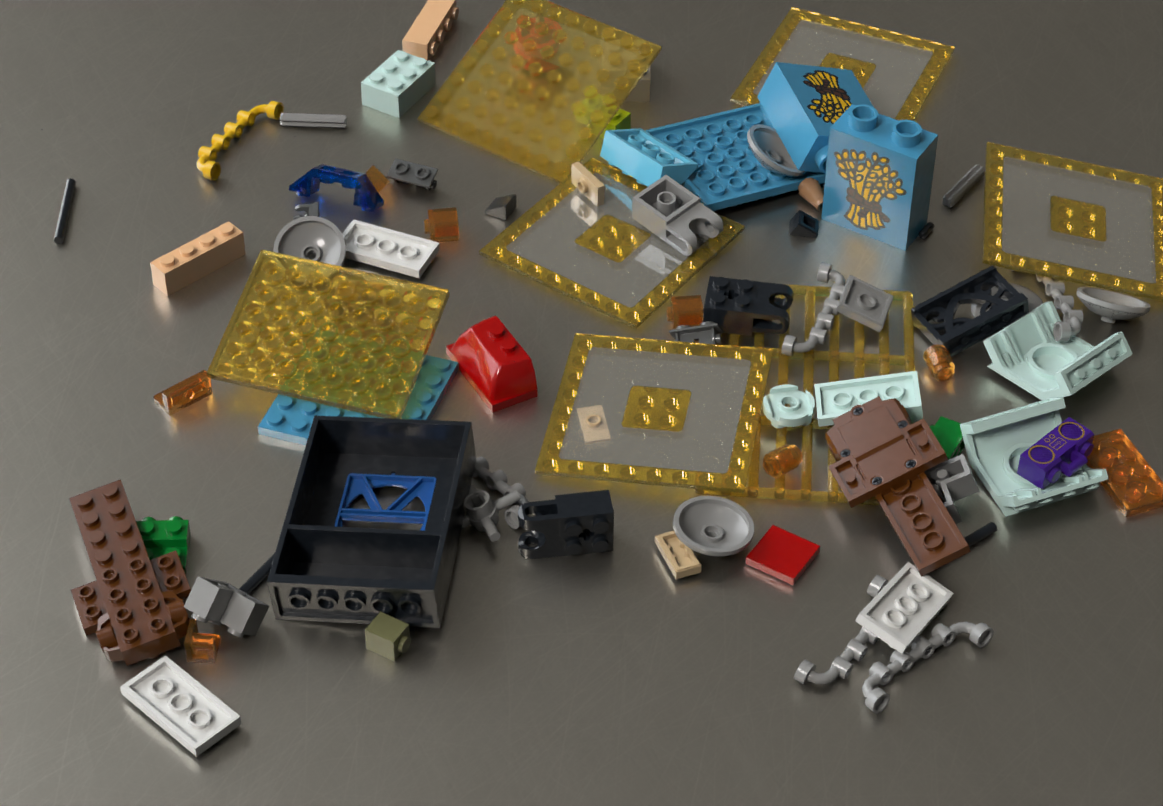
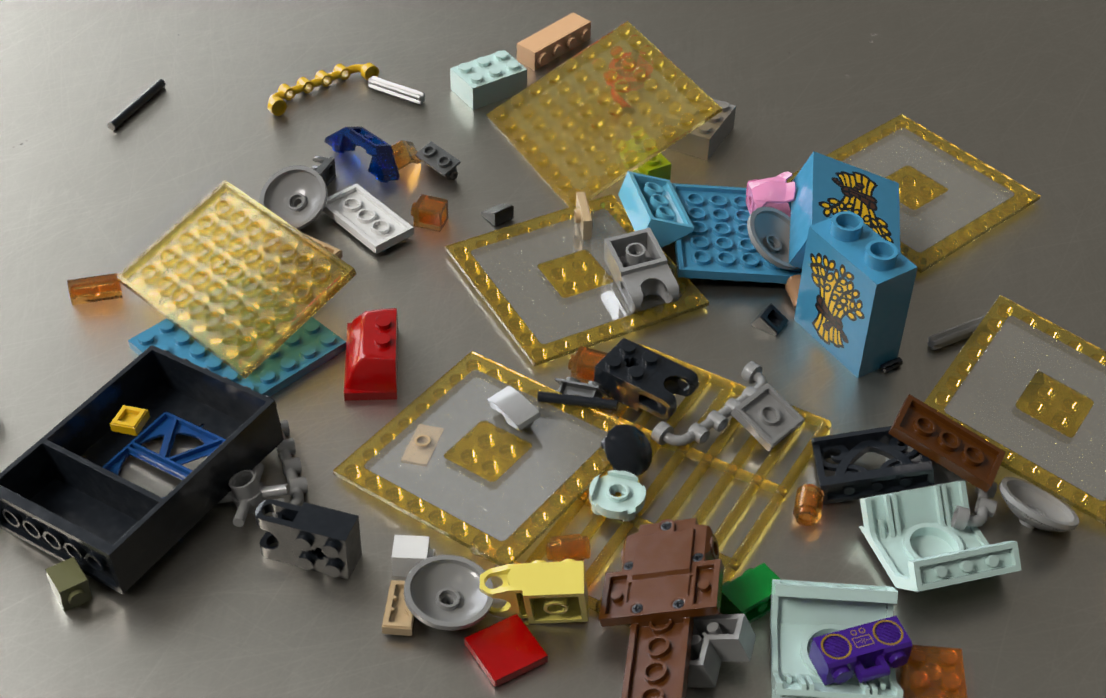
camera: 25 degrees right, 0 degrees up
(198, 258) = (200, 175): light nougat brick -> none
(353, 482) = (129, 420): none -> yellow tile
(656, 512) = (408, 552): none -> white brick
(661, 365) = (514, 407): none -> light grey slope
(703, 342) = (580, 401): none -> black bar
(742, 115) = (771, 192): none -> bright pink piece
(774, 366) = (627, 449): none -> black dish
(791, 496) = (541, 591): none -> light yellow brick
(840, 396) = (728, 518): light aqua hinge -> none
(1025, 274) = (947, 443): none -> reddish brown plate

